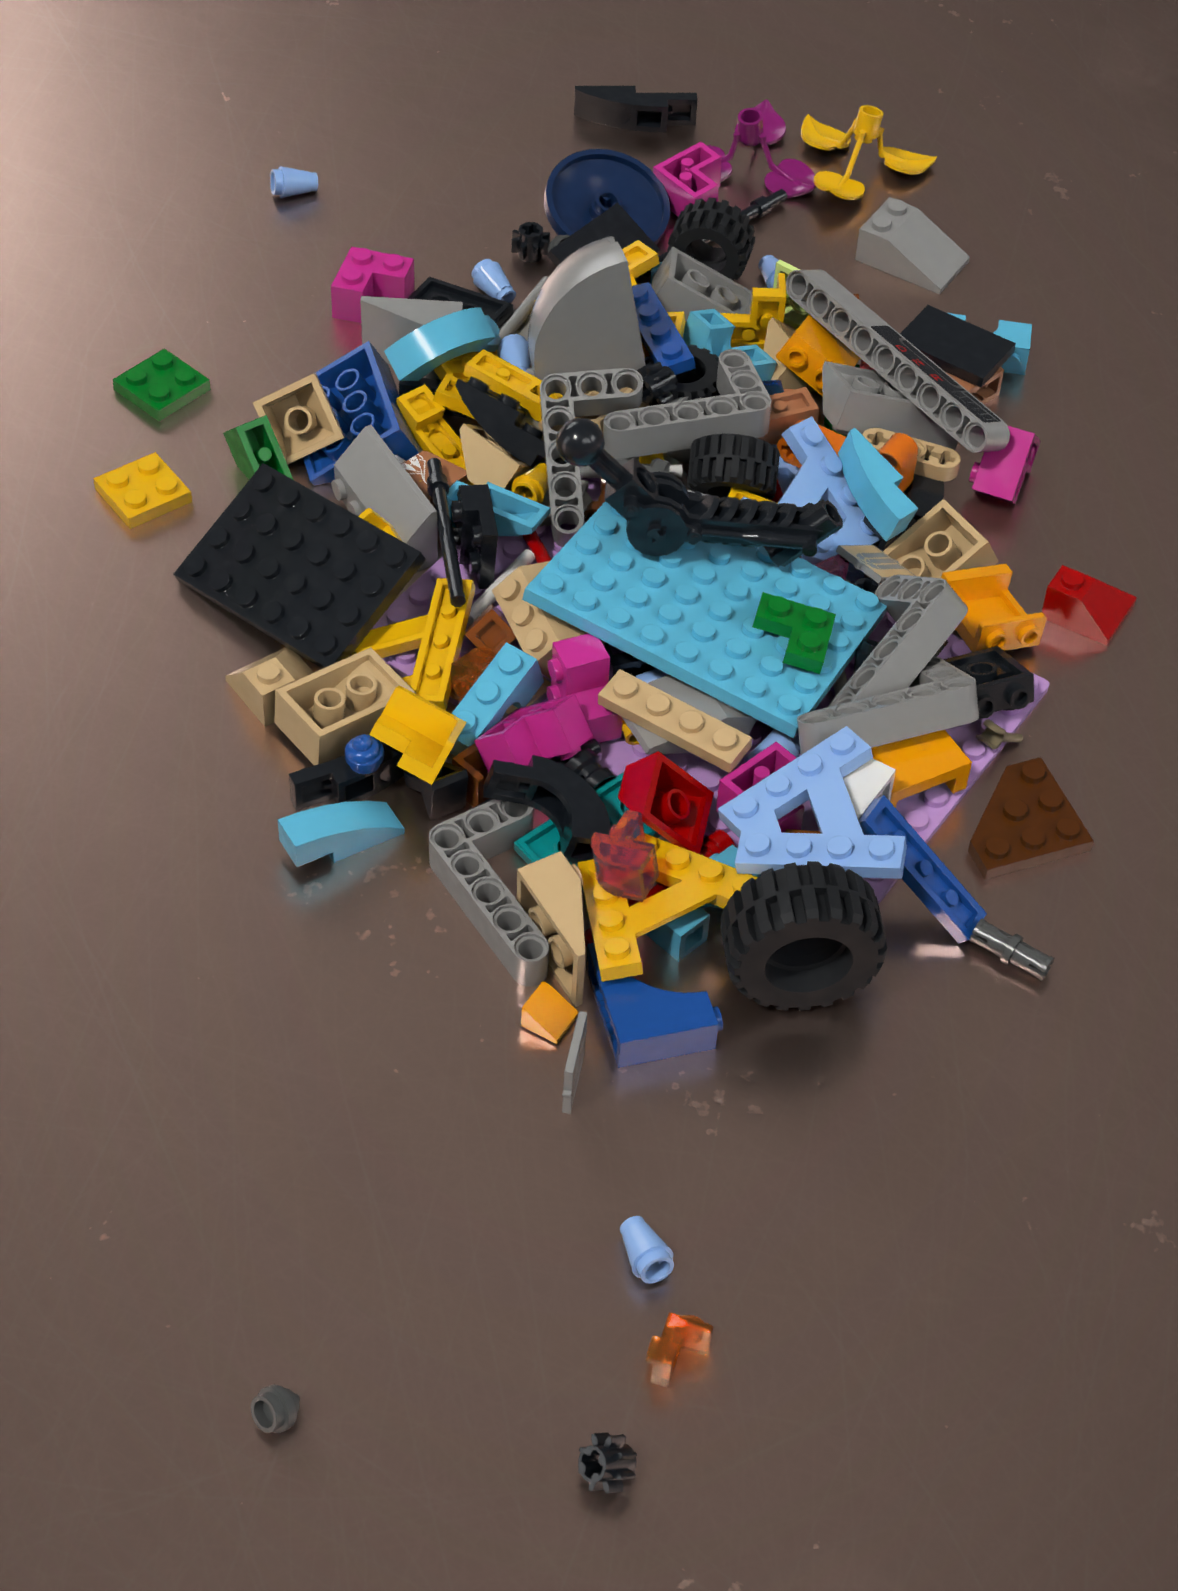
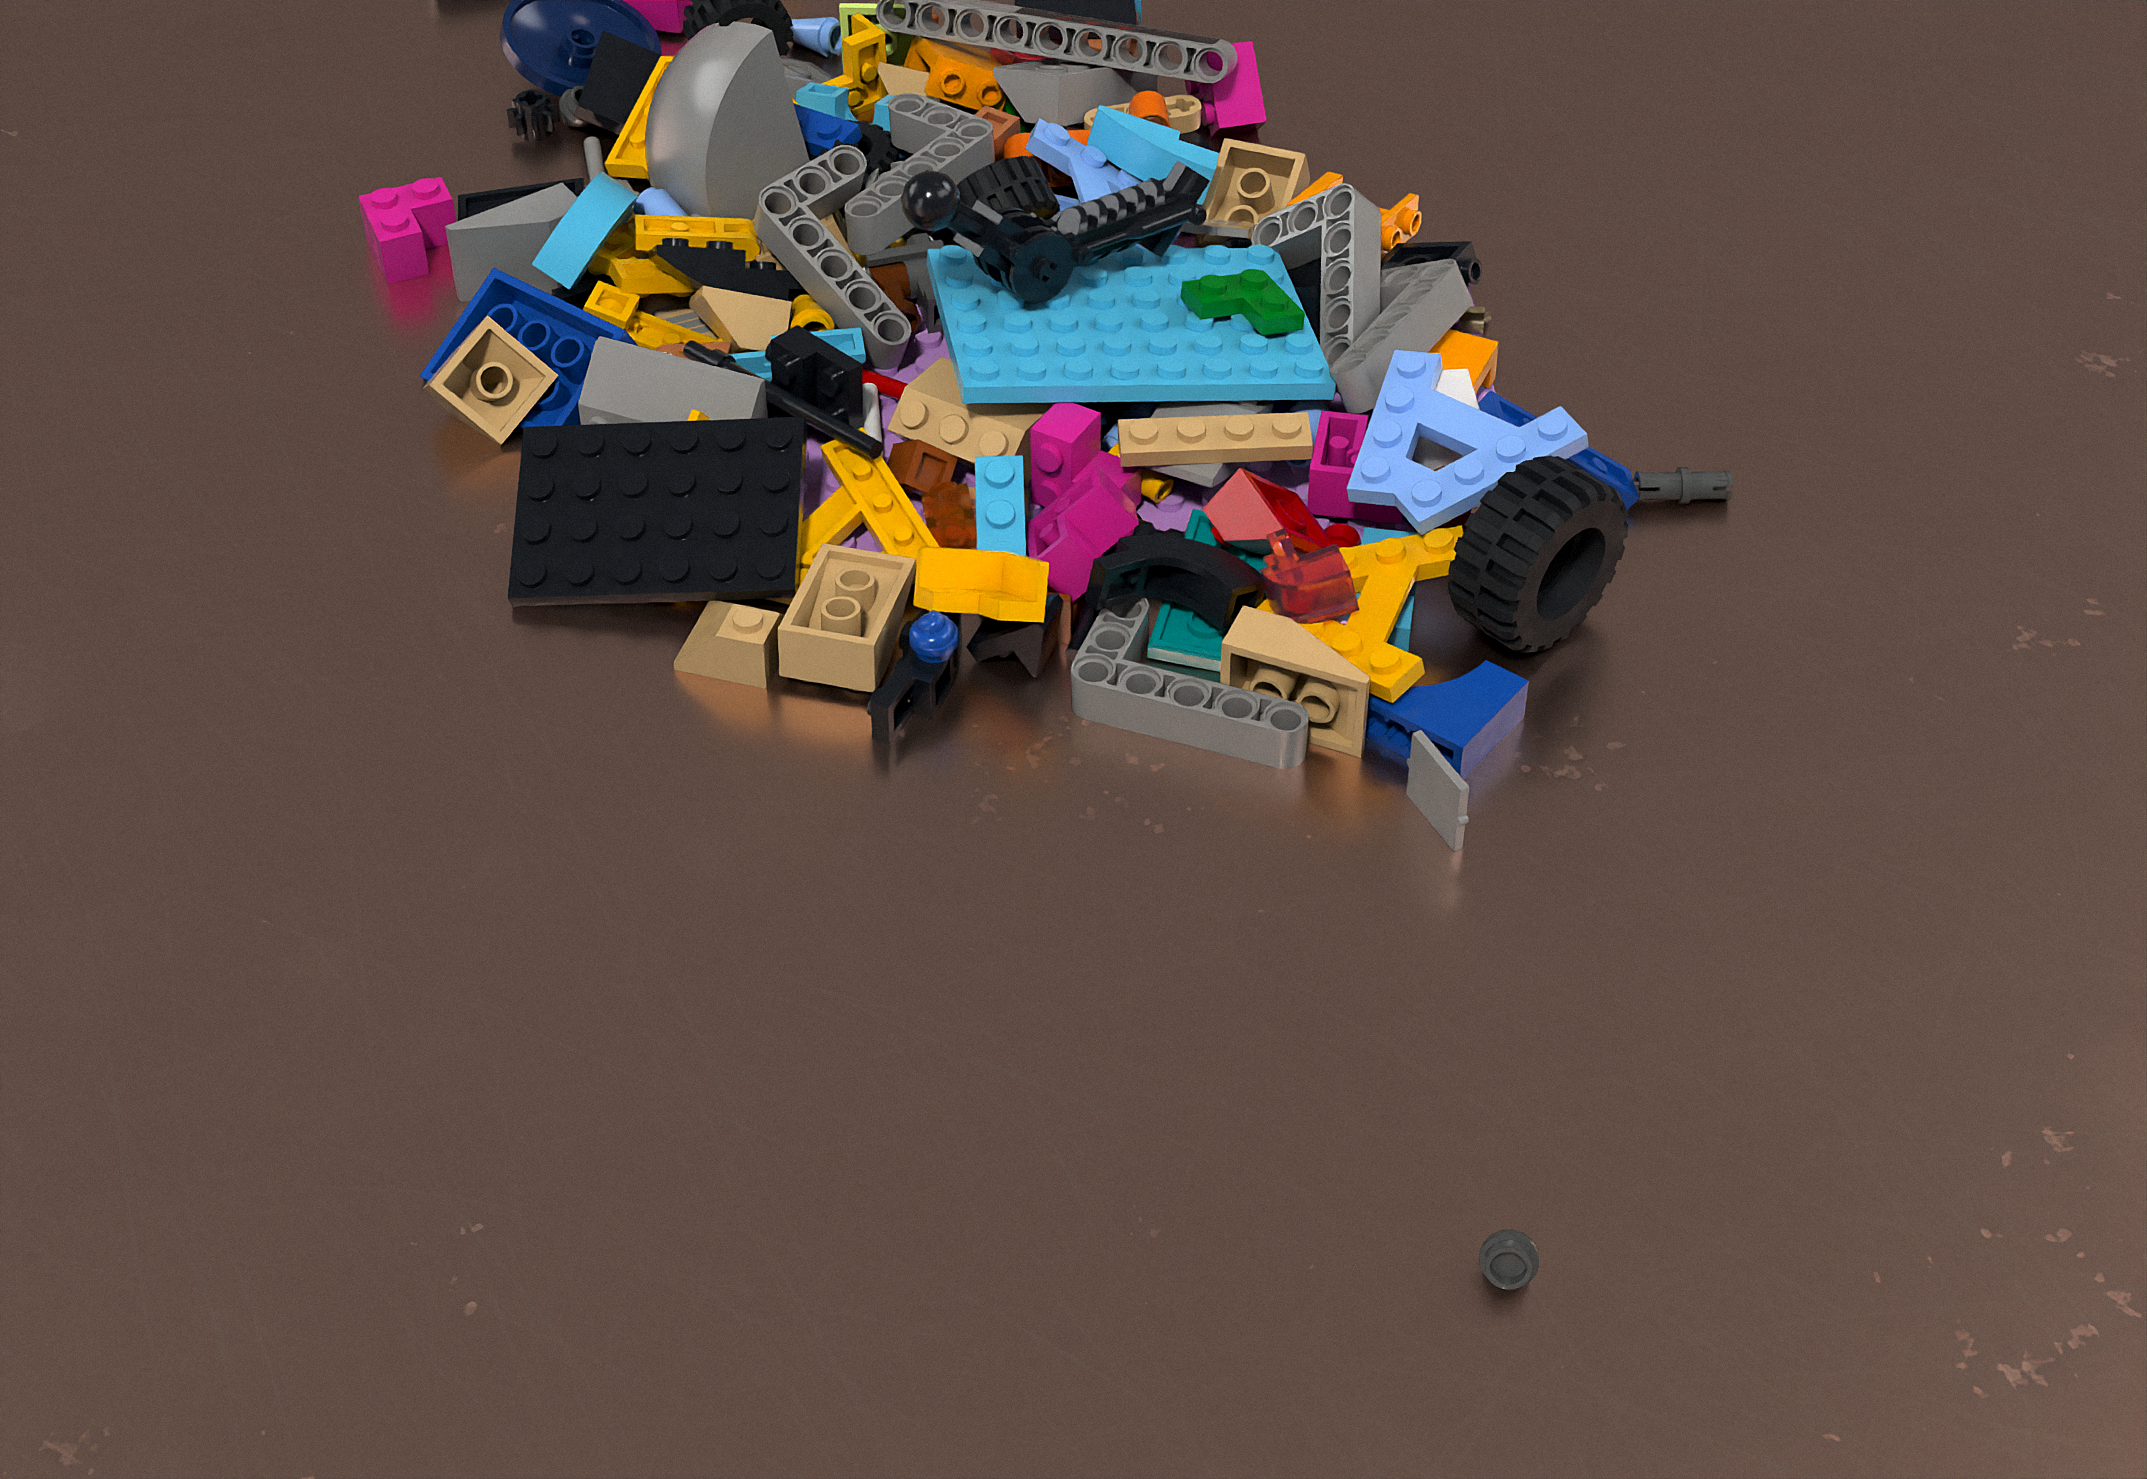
camera: 35 degrees left, 5 degrees down
(142, 490) = (372, 541): yellow plate -> none
(161, 384) = (273, 433): green plate -> none
(254, 445) = (470, 439): green slope -> none
(292, 181) = (196, 175): light blue cone -> none
(337, 830) = (964, 734): medium azure slope -> none
(492, 280) = (532, 167): light blue cone -> none
(548, 1013) = (1350, 773): light orange slope -> none
(607, 1462) = (1838, 1109): black gear -> none
(646, 1251) = (1670, 910): light blue cone -> none
(679, 1332) = (1788, 971): clear orange bracket -> none
(1027, 823) = (1573, 374): reddish brown plate -> none
(1086, 605) = (1419, 171): red slope -> none

